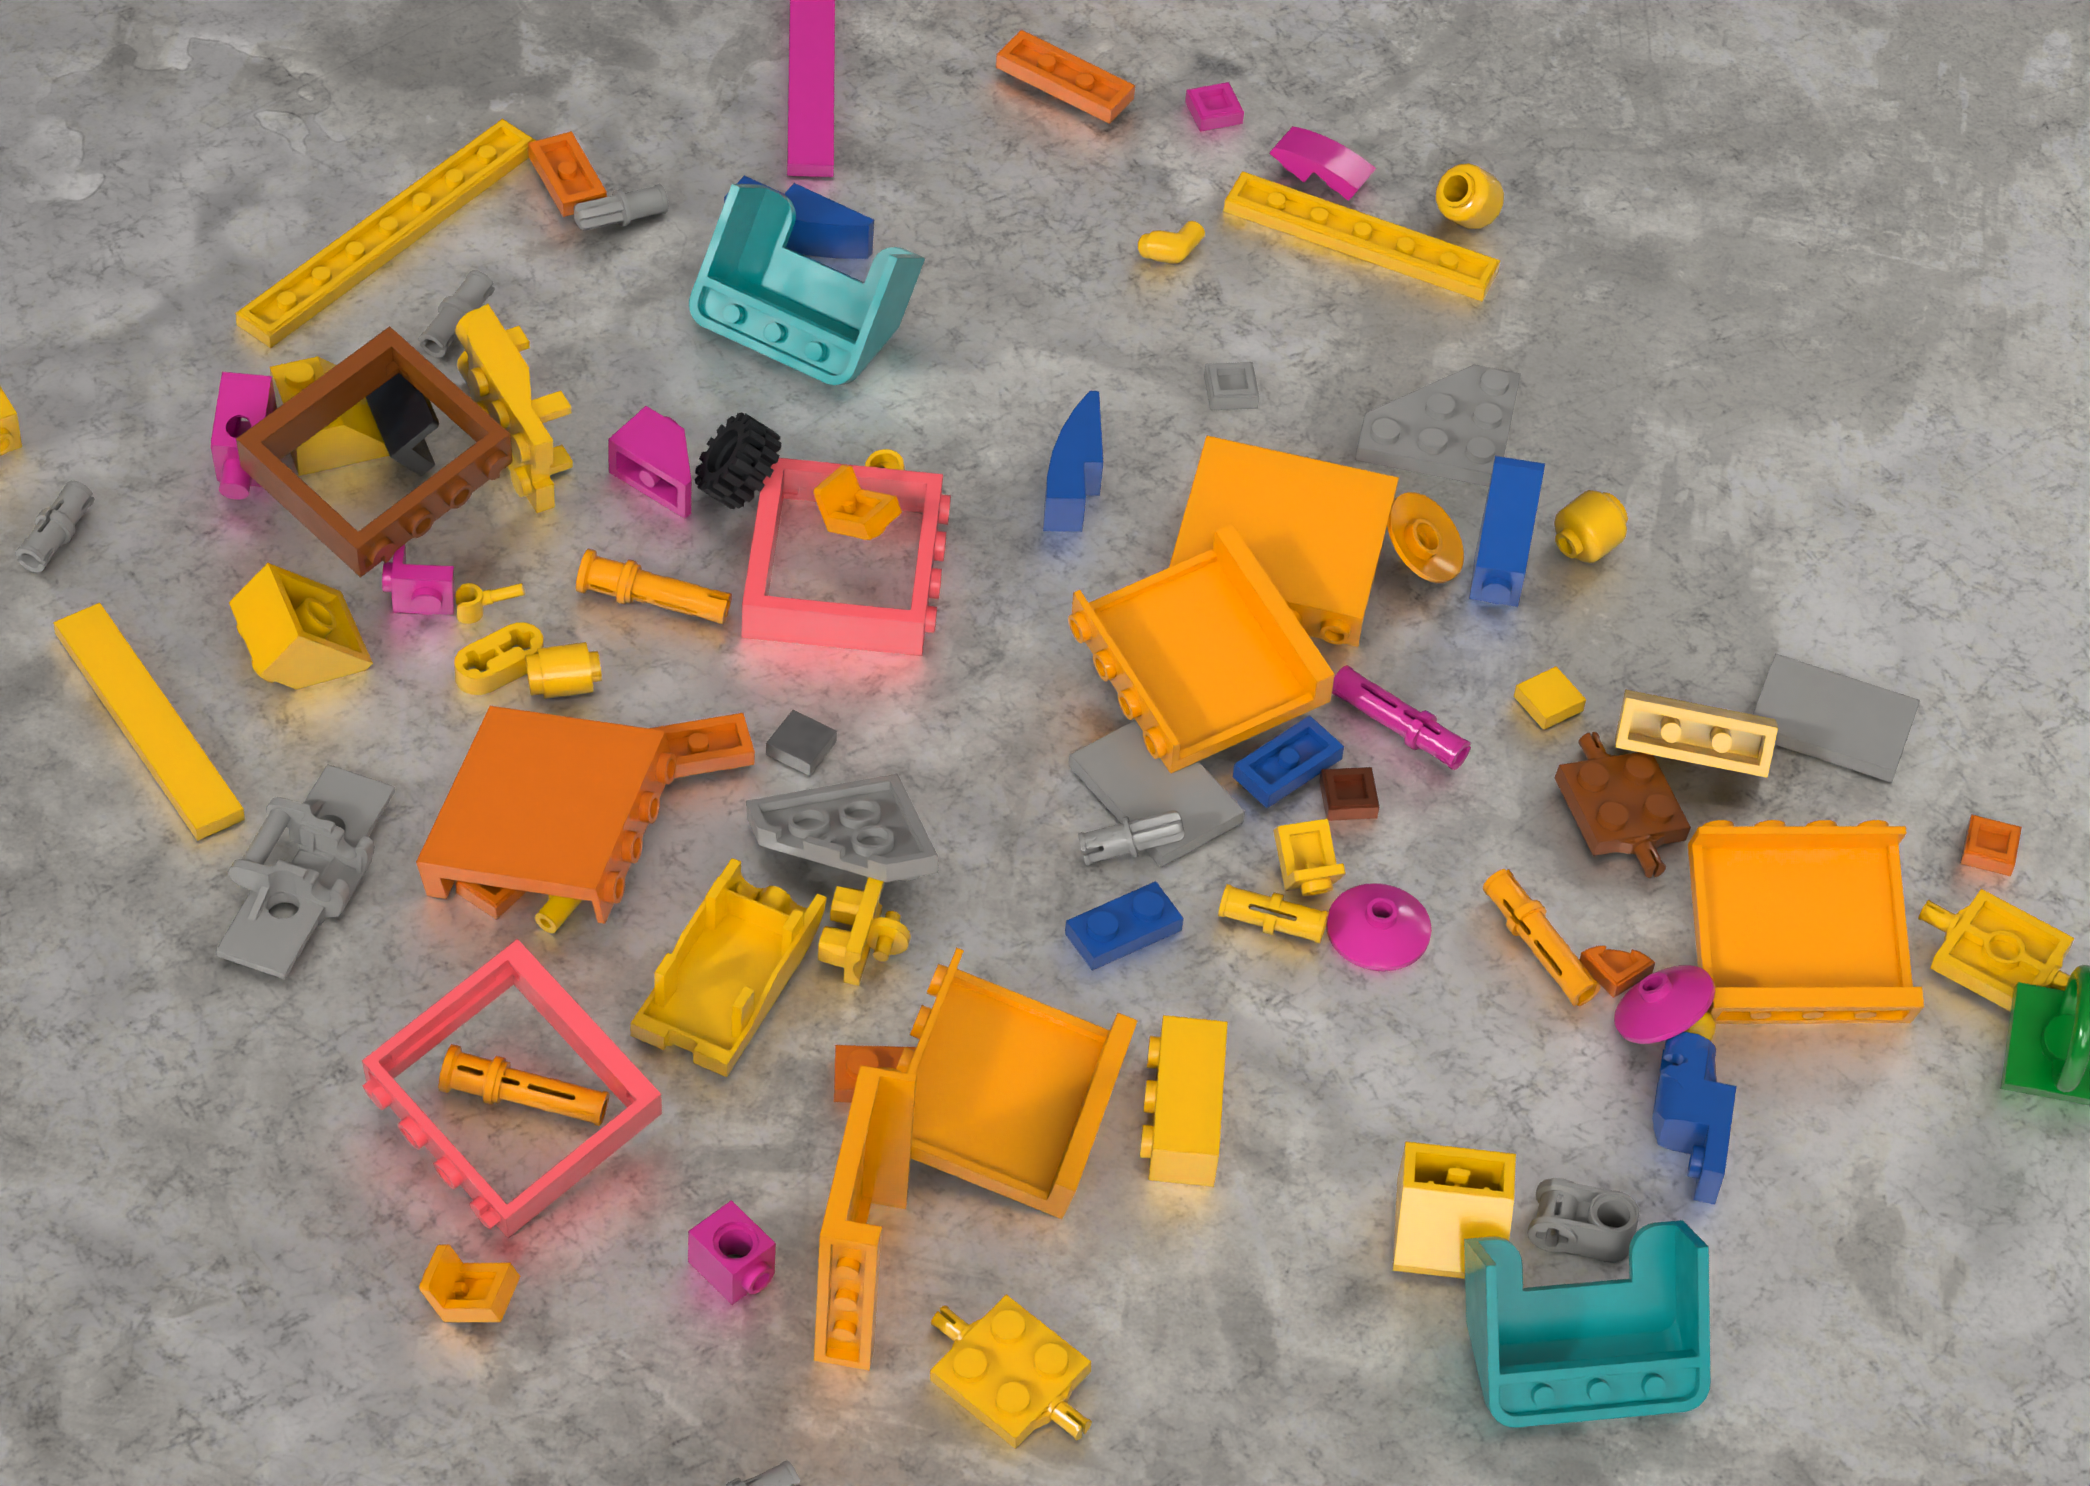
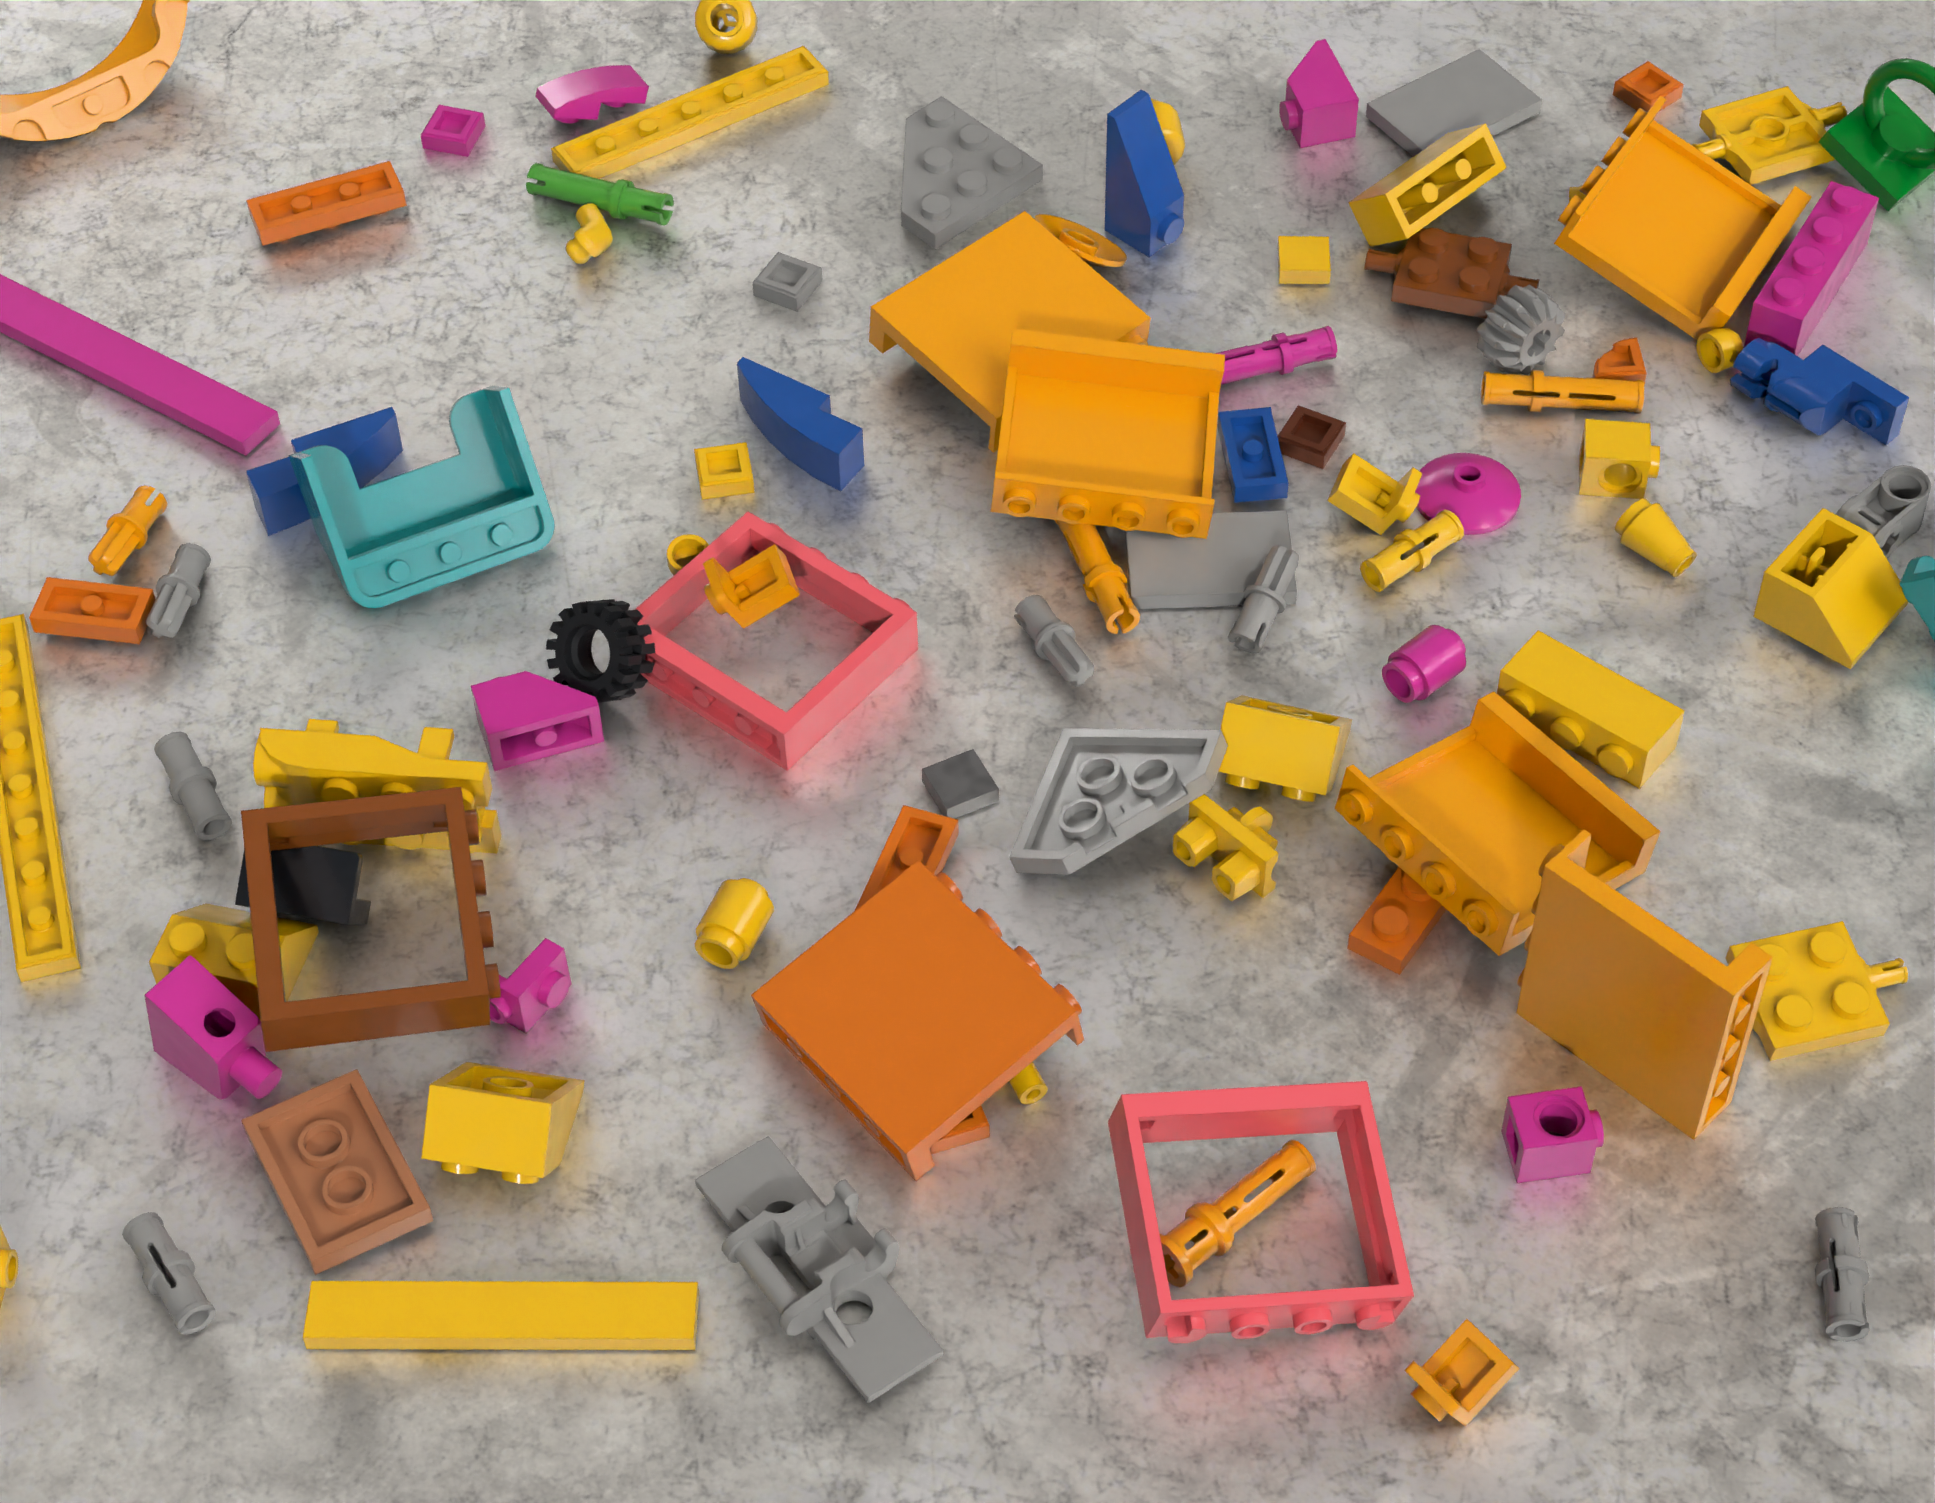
camera: 50 degrees left, 0 degrees up
(195, 567) = (337, 1171): none -> nougat plate
(471, 600) = (581, 947): yellow hand -> none
(498, 657) = (679, 969): yellow beam -> none
(631, 583) = (663, 816): light orange pin -> none
(652, 150) = (126, 531): none -> light orange axle
(727, 970) = (1208, 971): yellow piece -> none
(985, 728) = (1053, 640): none -> light grey axle
(990, 914) = (1282, 747): none -> yellow slope
(999, 449) = (724, 470): none -> yellow tile
(1072, 729) = (1102, 577): none -> light orange pin
(1124, 925) = (1348, 660): blue plate -> none
(1149, 972) = (1424, 664): none -> dark pink brick
(1221, 236) = (618, 198): none -> bright green pin
(1424, 1066) = (1655, 537): none -> yellow cone
(1488, 1003) = (1616, 459): none -> yellow brick
(1573, 870) = (1520, 330): none -> light grey gear
(1664, 1004) = (1707, 362): dark pink dish -> none
(1746, 615) = (1319, 100): none -> dark pink slope
(1840, 1050) = (1813, 268): none -> dark pink brick

